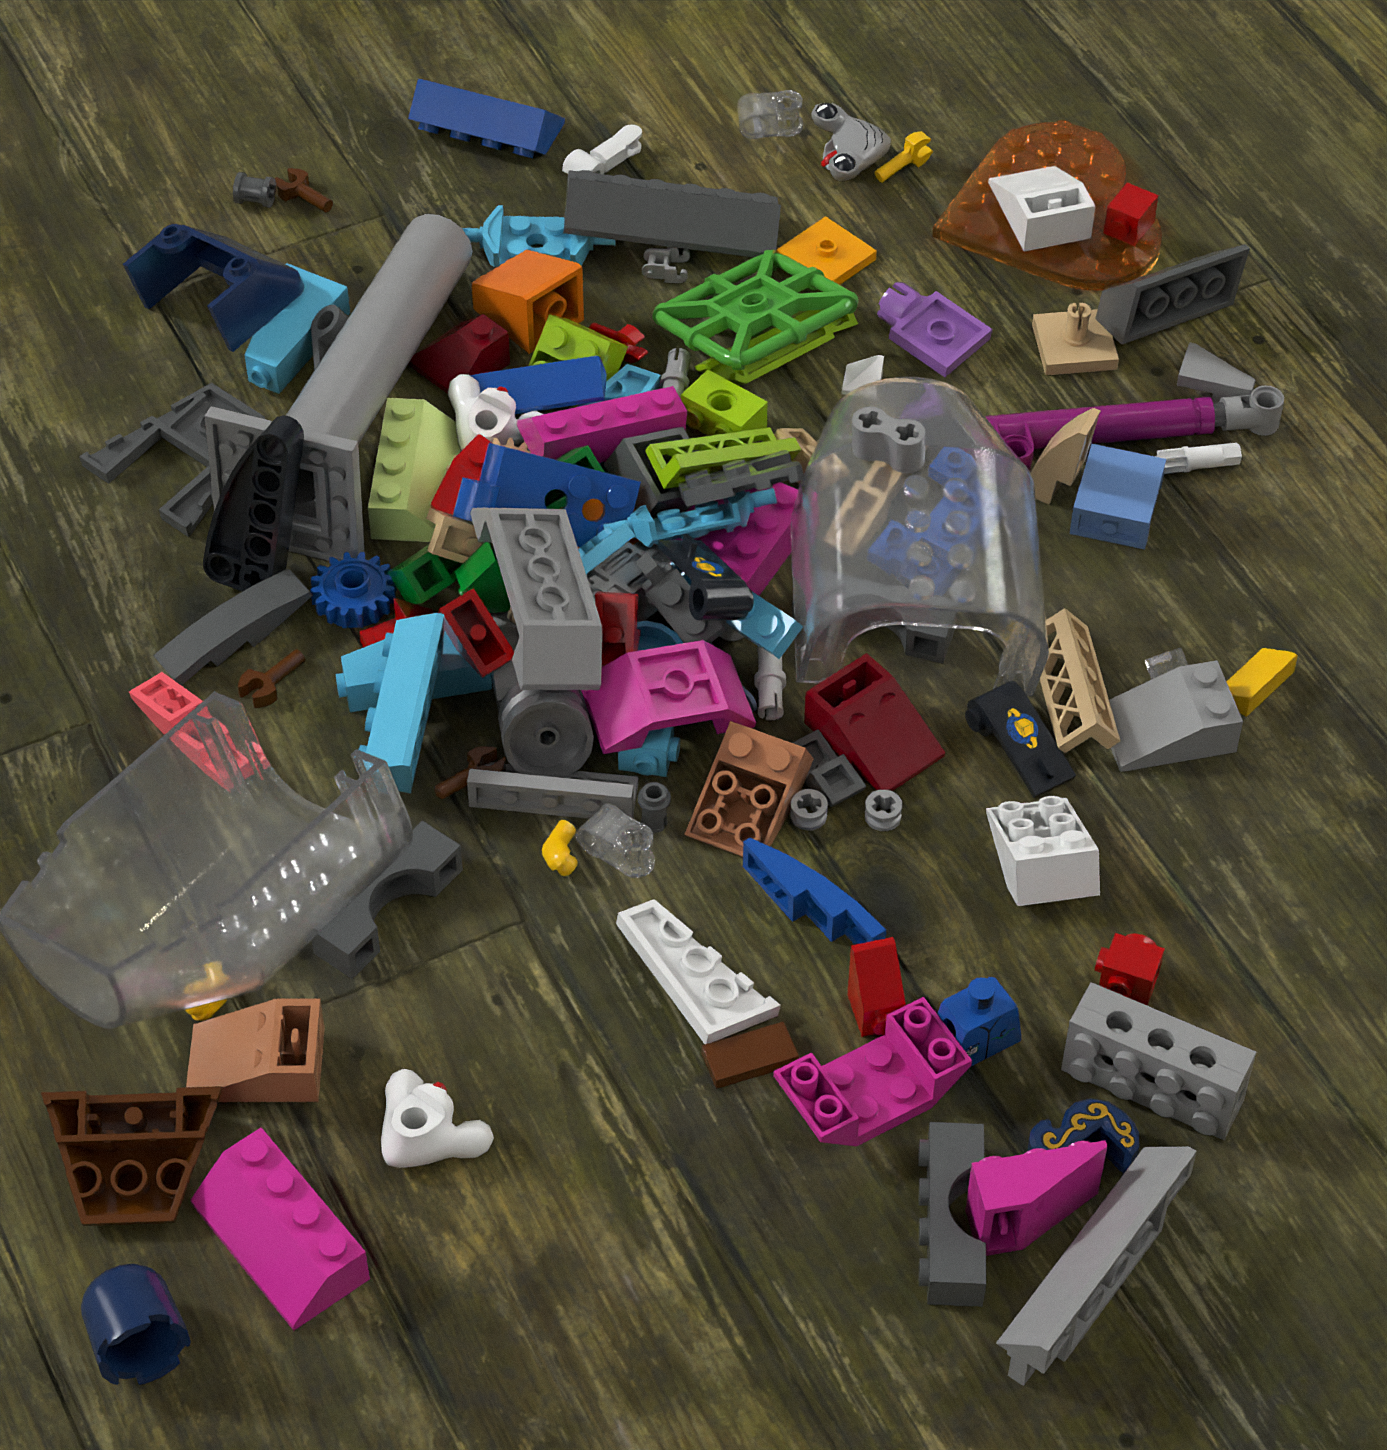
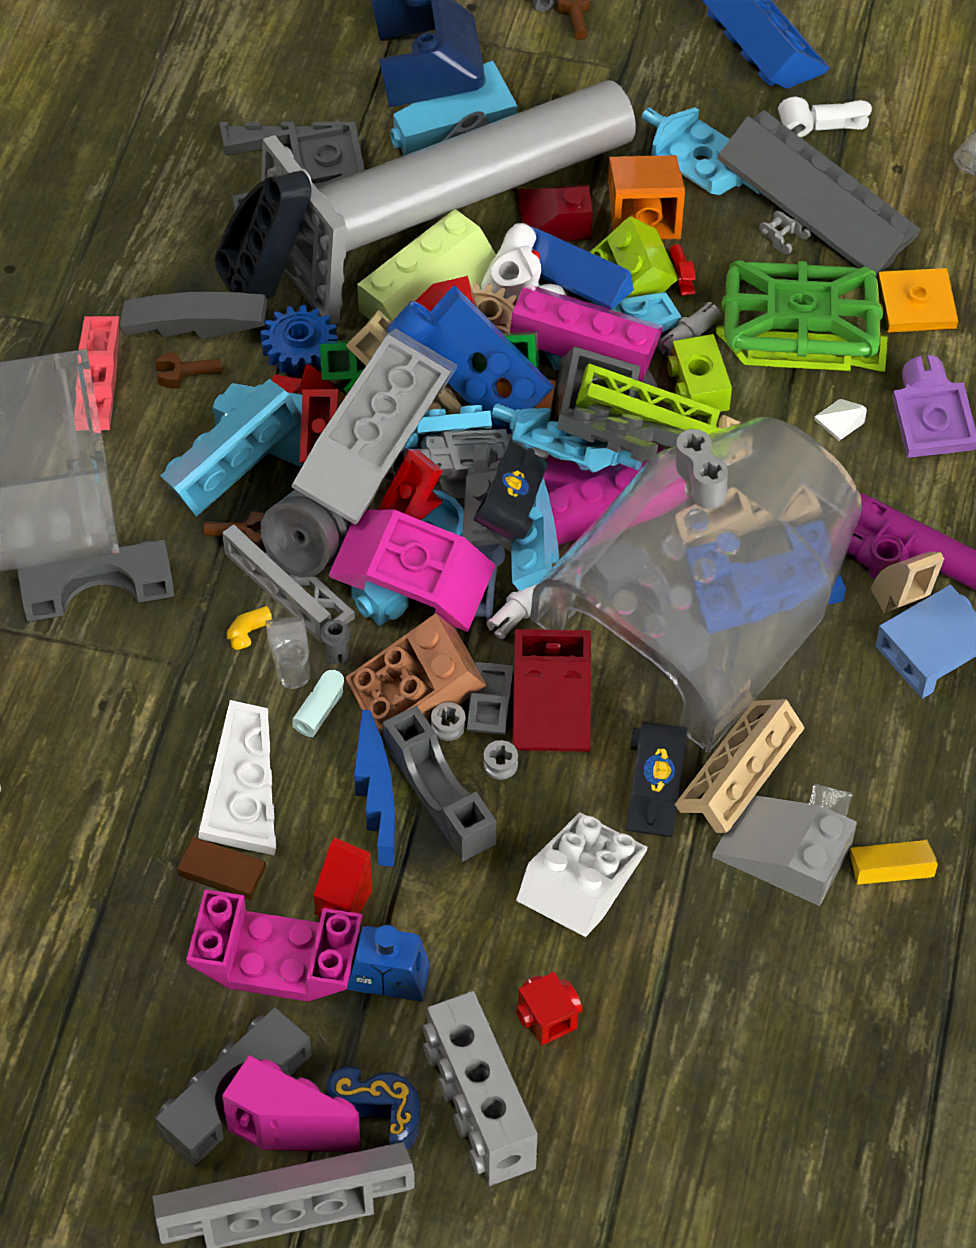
camera: 40 degrees right, 5 degrees up
(690, 867) = (319, 703): none -> light aqua bar
(908, 872) = (457, 812): none -> dark grey arch

